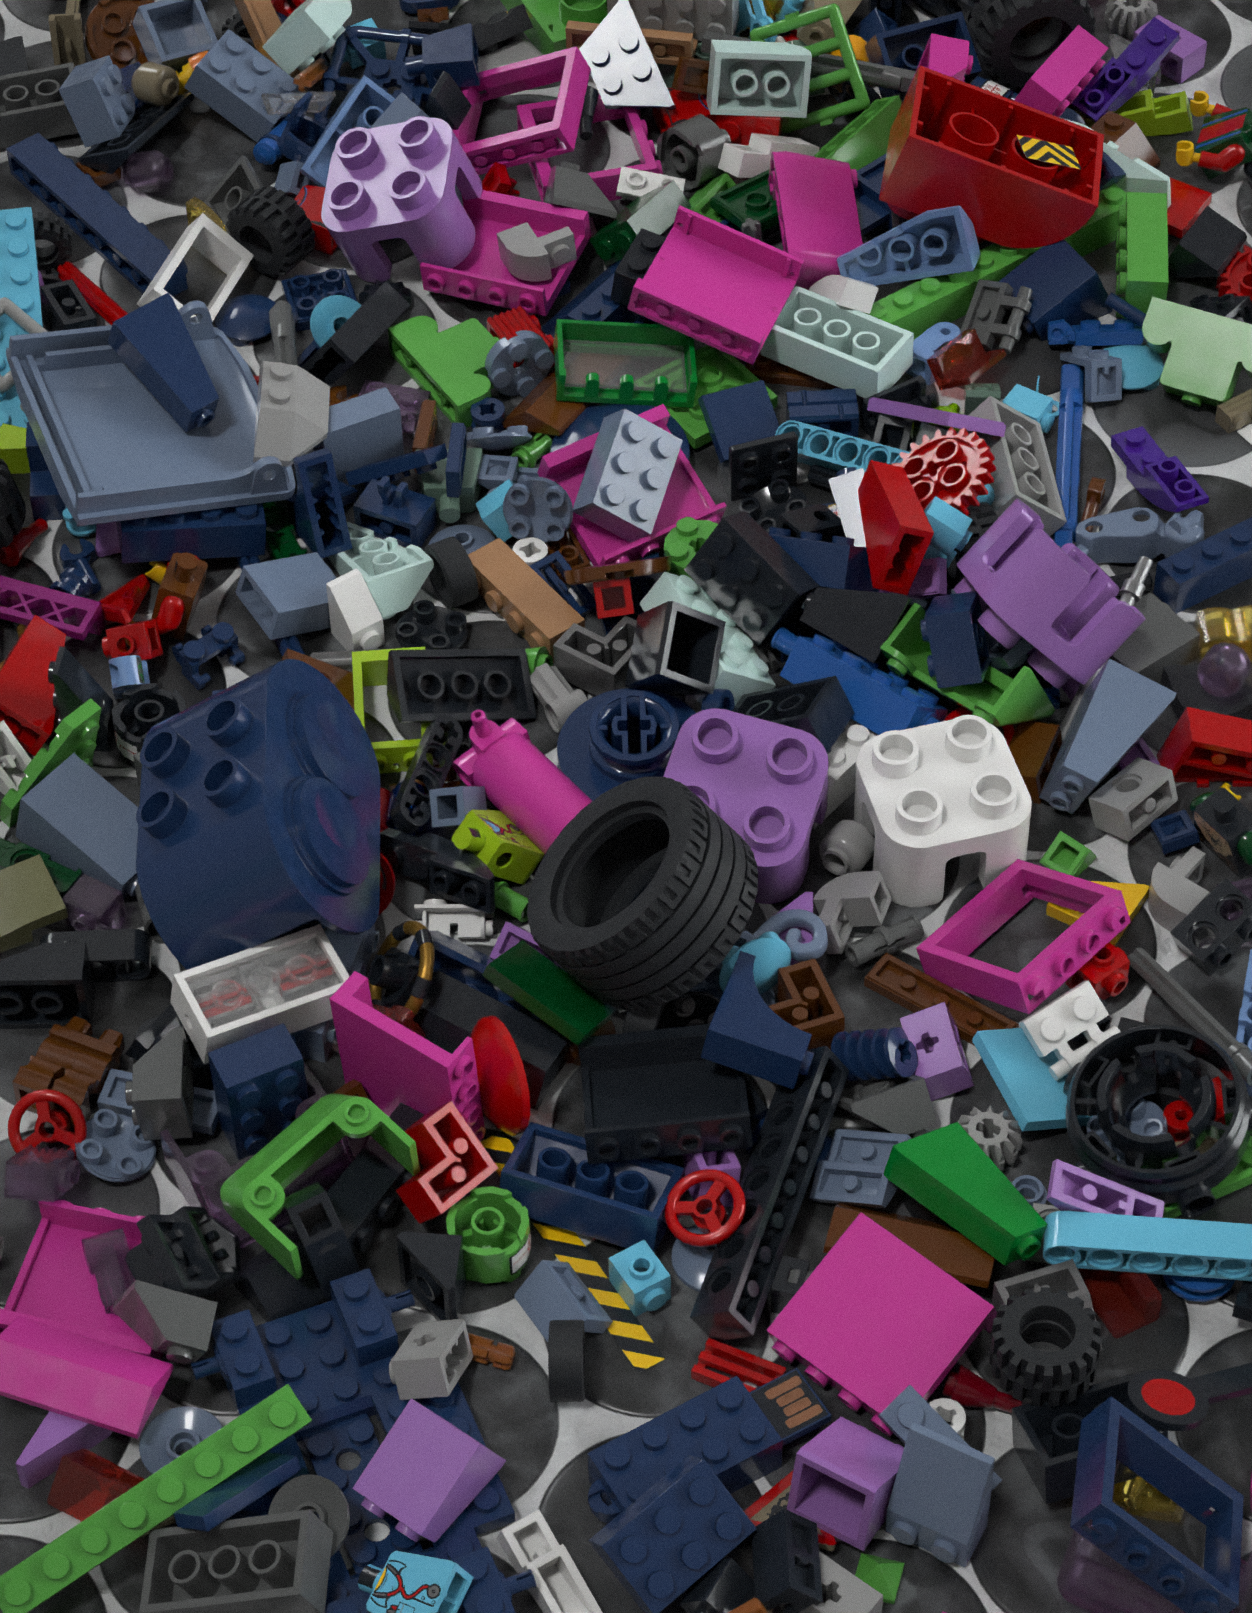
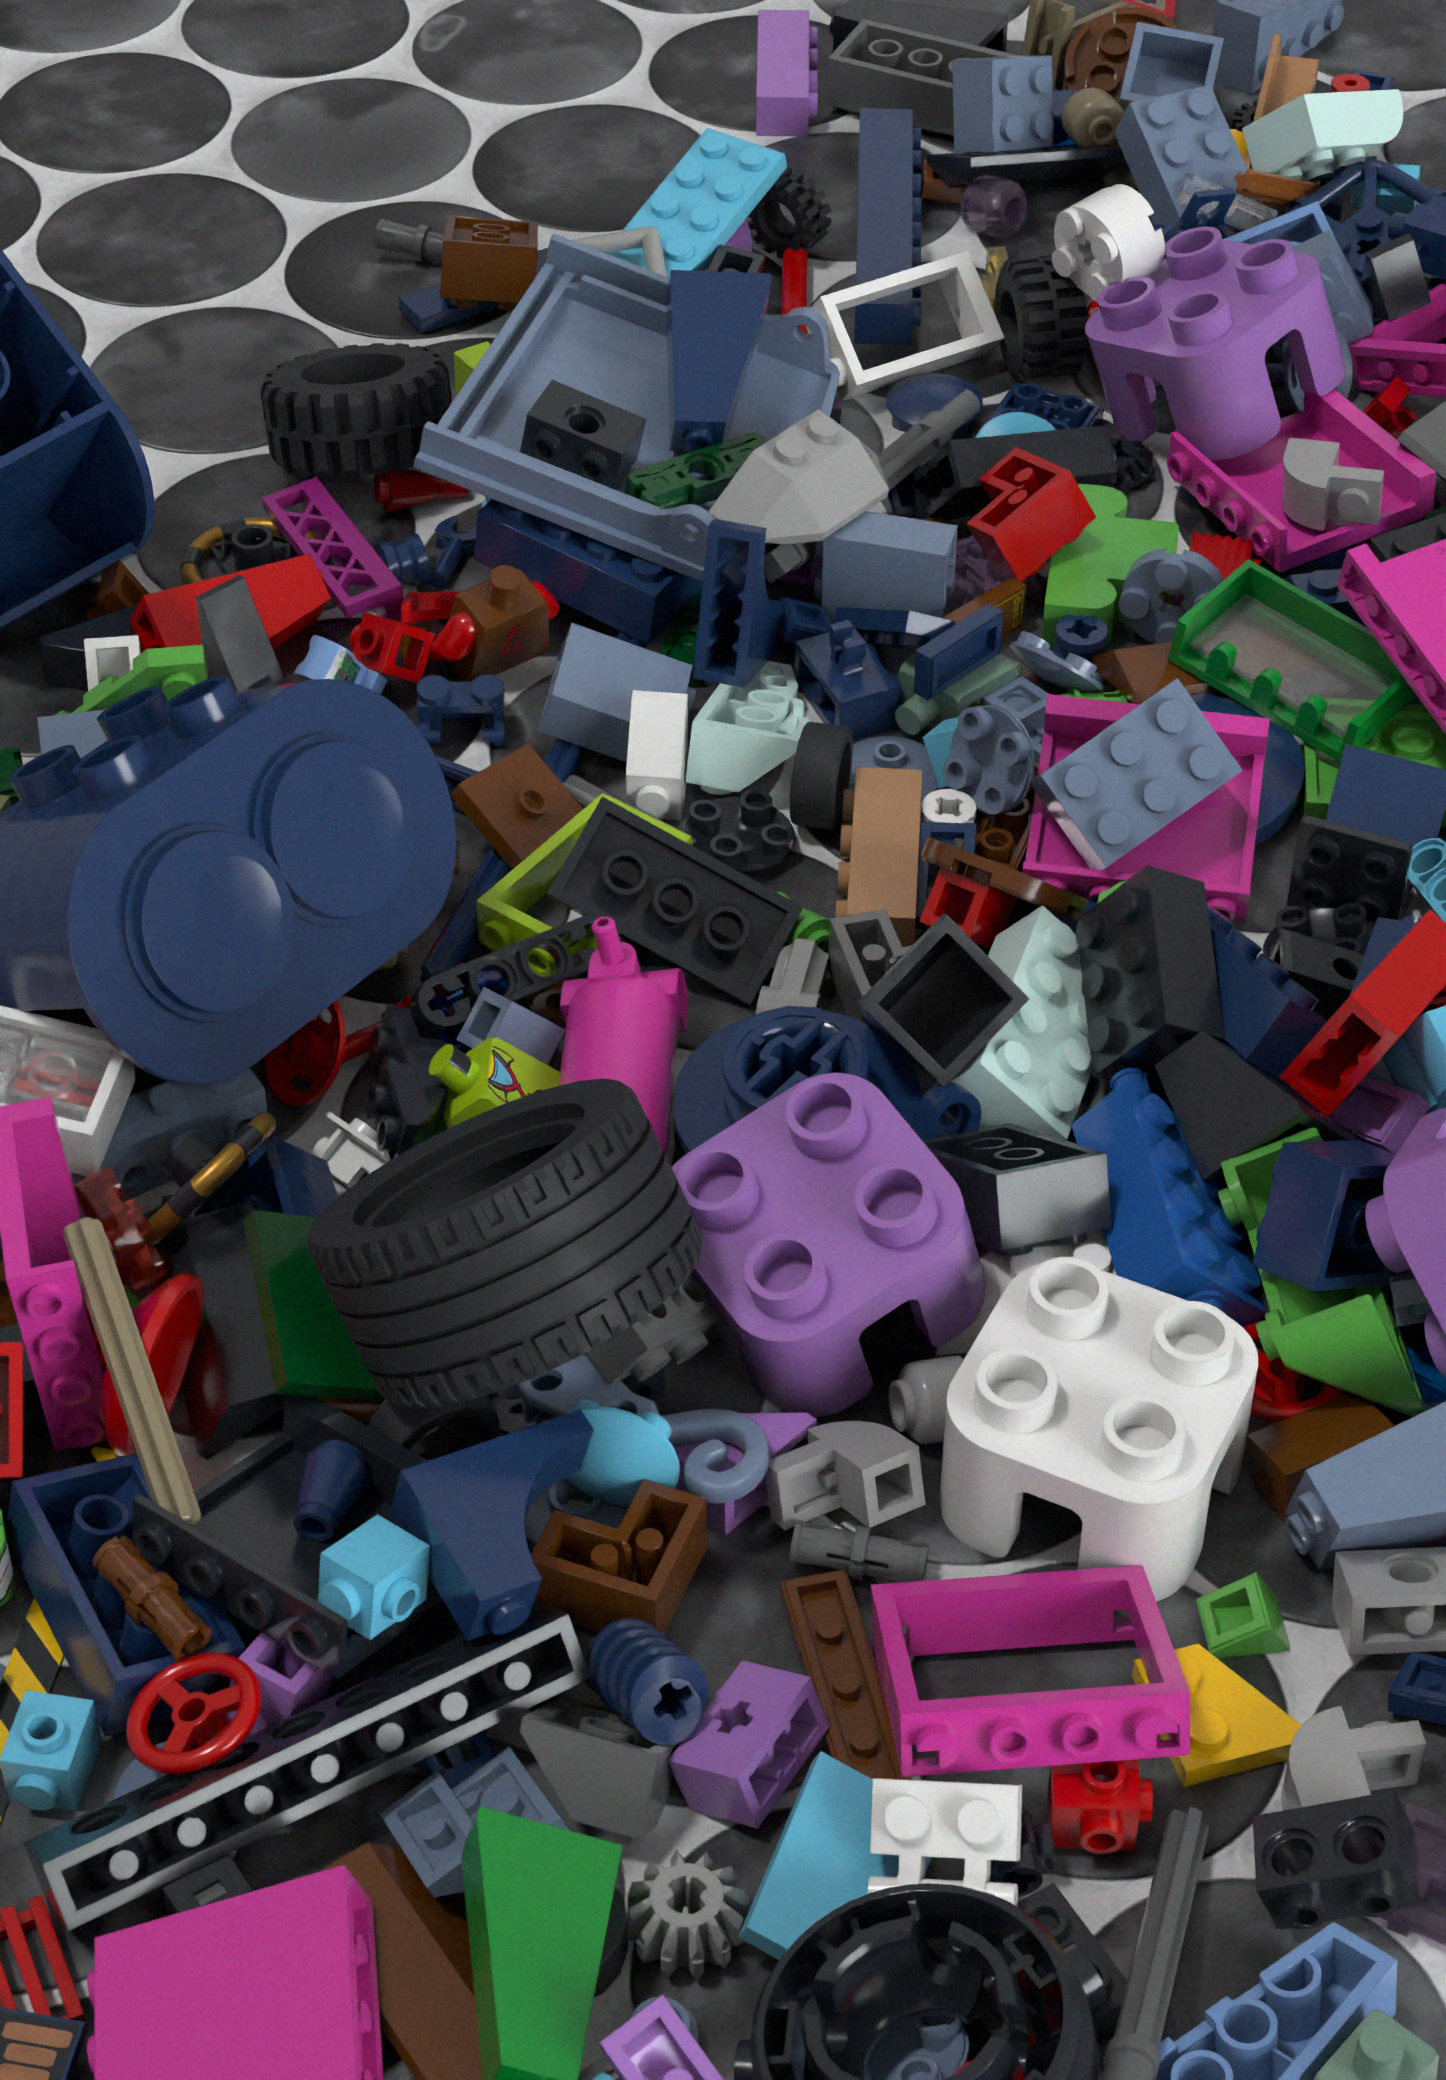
camera: 40 degrees right, 5 degrees down
(148, 451) = (582, 434): none -> black brick
(231, 421) = (670, 481): none -> dark green piece
(304, 167) = (1107, 240): none -> white brick
(406, 354) = (1030, 515): none -> red brick
(523, 1074) = (130, 1369): none -> dark tan axle
(631, 1173) = (151, 1598): none -> reddish brown pin
(644, 1071) = (328, 1488): none -> dark blue cone
(730, 1086) = (374, 1576): none -> medium azure brick

